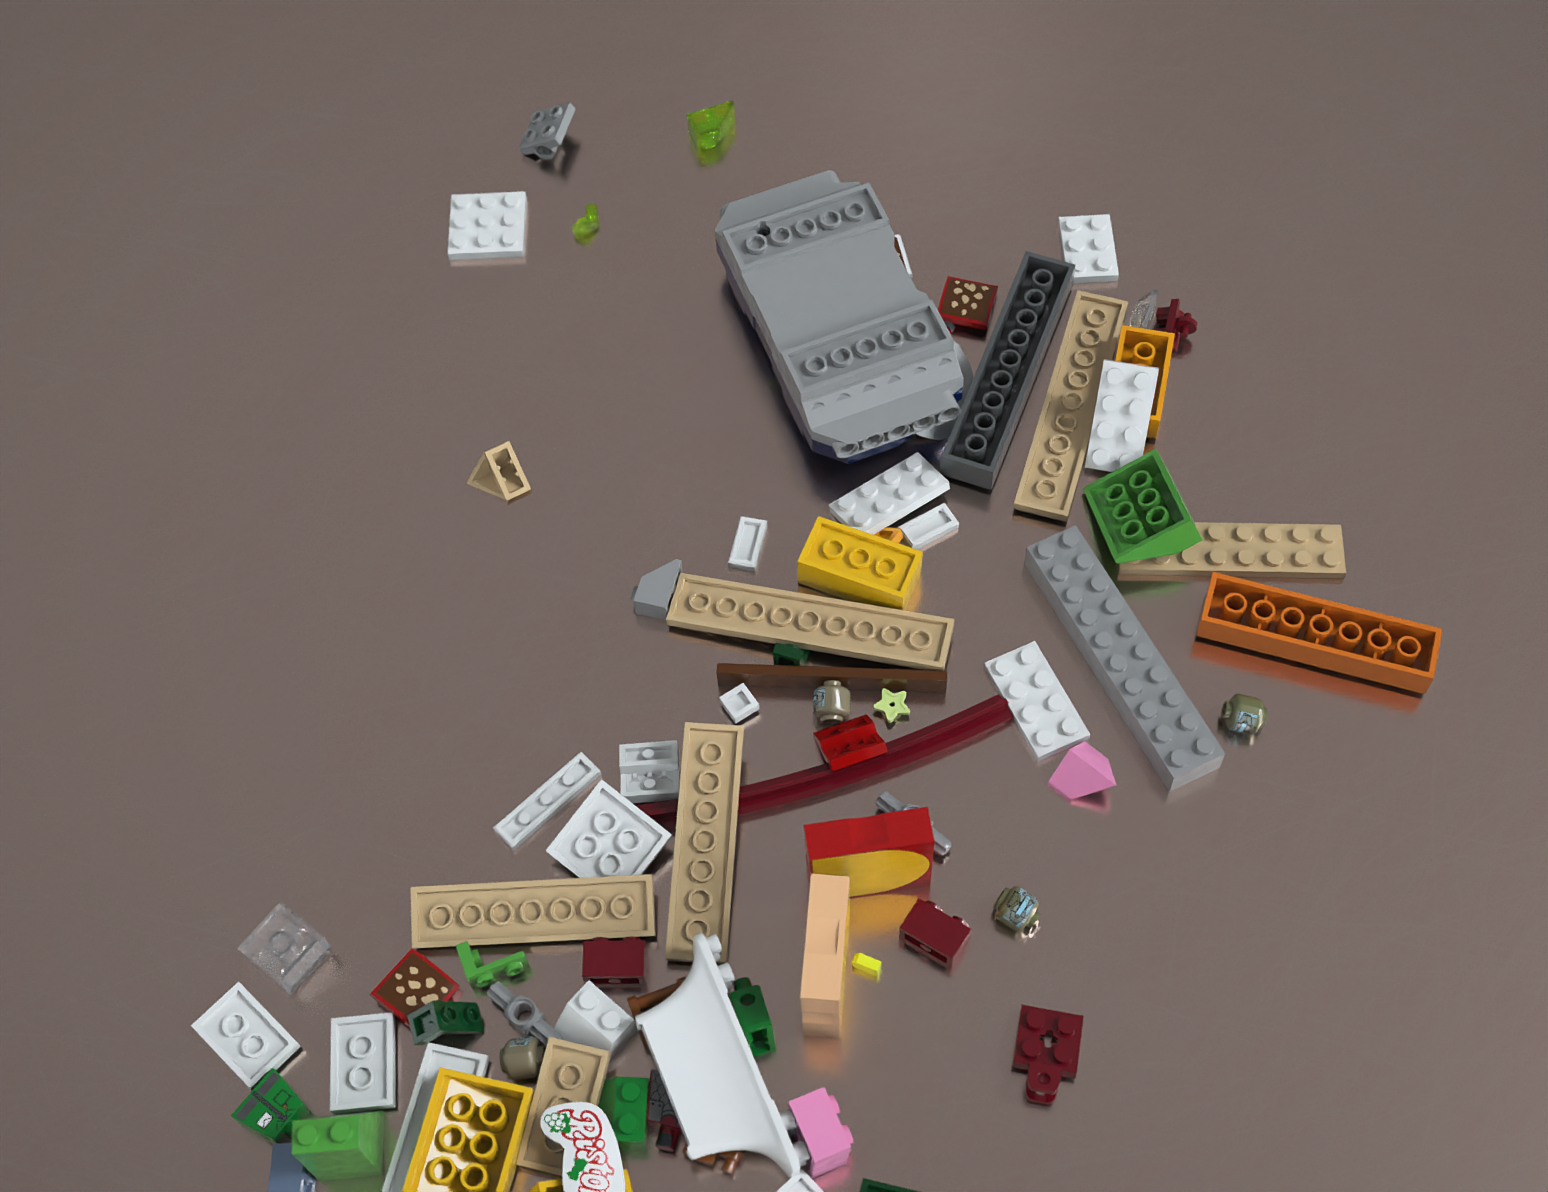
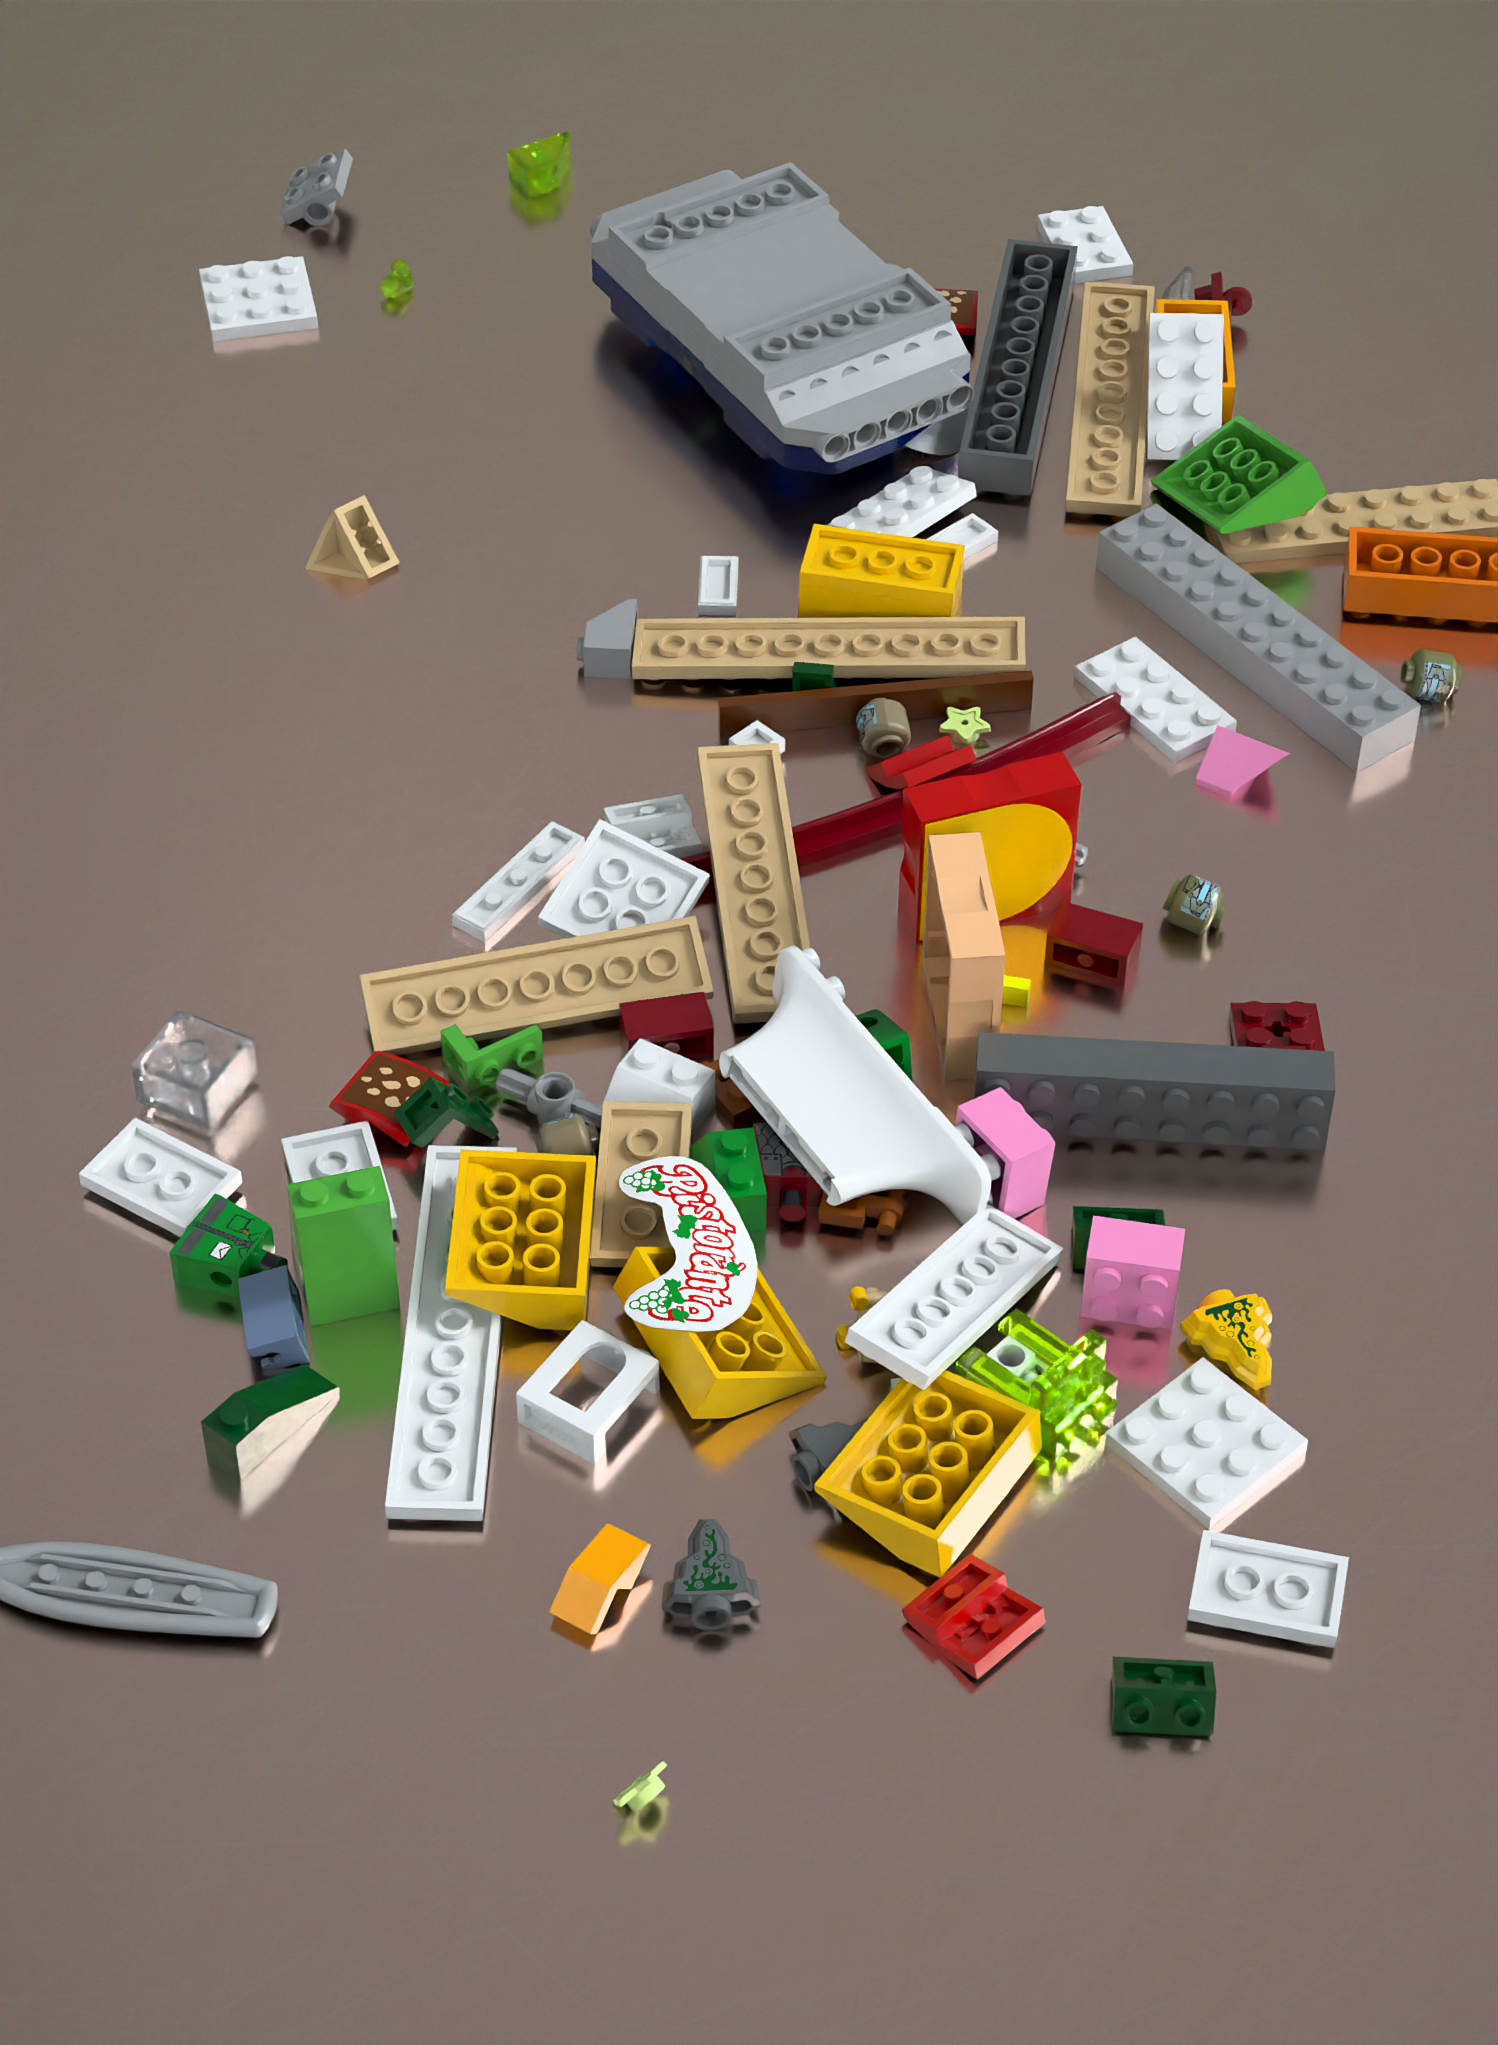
camera: 15 degrees left, 15 degrees down
(941, 1091) = (1163, 1089): none -> dark grey brick

